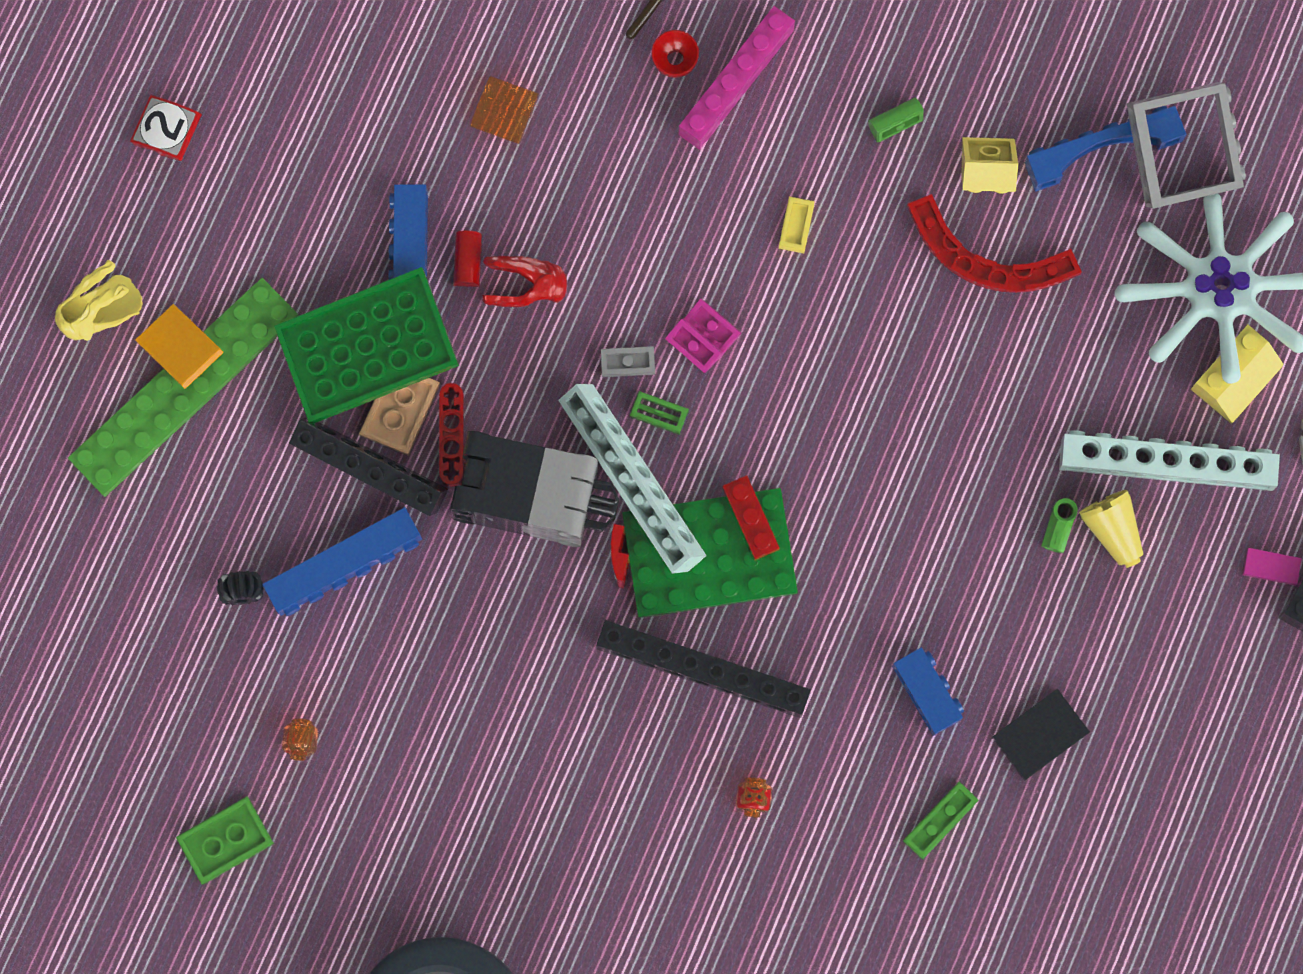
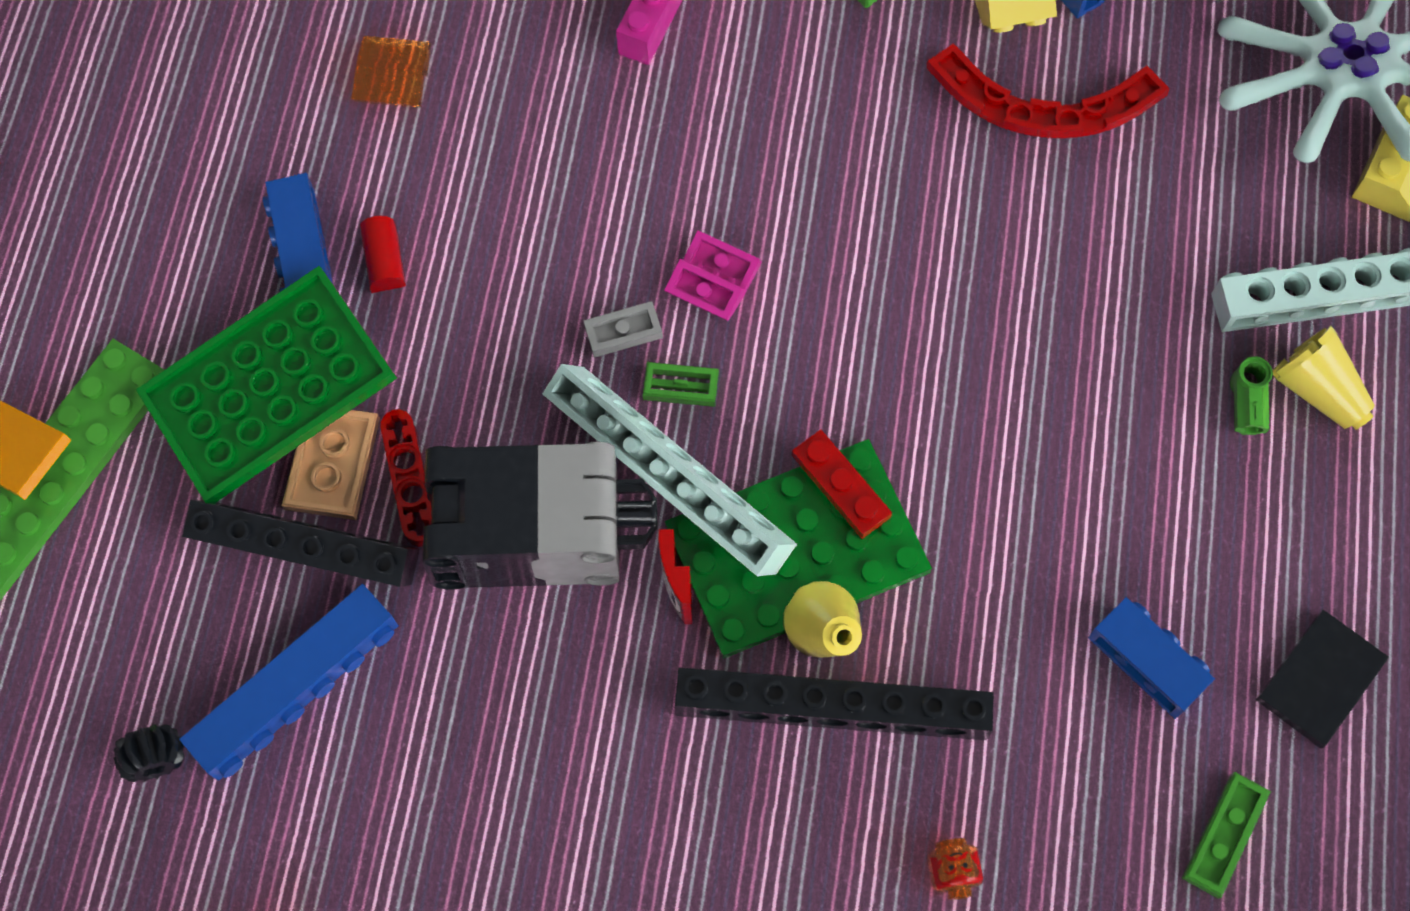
camera: 15 degrees left, 10 degrees down
(548, 280) = (488, 250): red hair -> none
(712, 611) = (823, 620): none -> light yellow cone
(796, 225) = (794, 120): light yellow tile -> none

